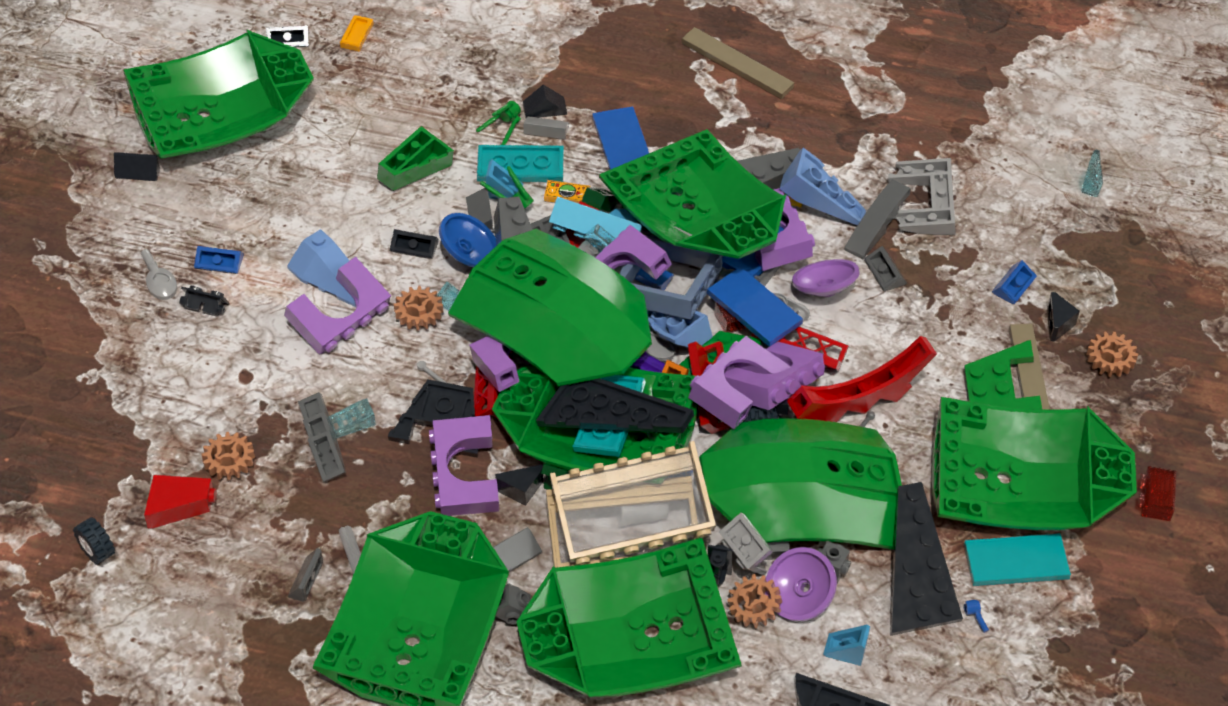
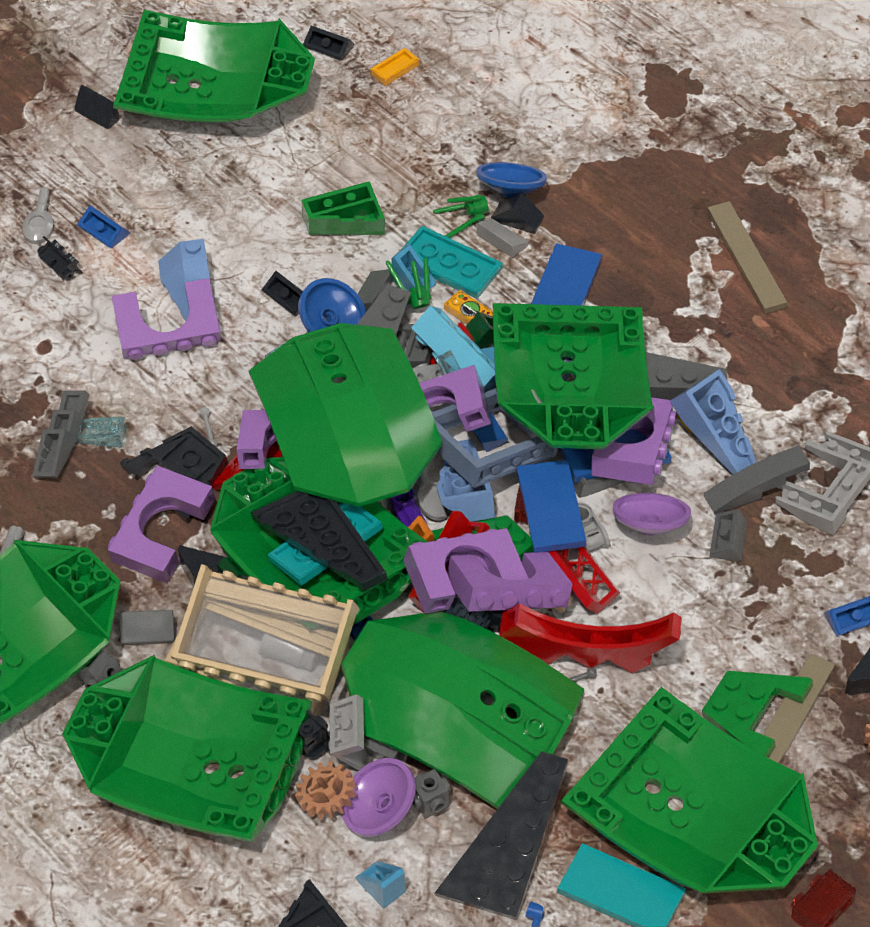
camera: 35 degrees right, 0 degrees up
(418, 308) = (239, 355): nougat gear -> none
(522, 78) = (511, 178): none -> blue dish

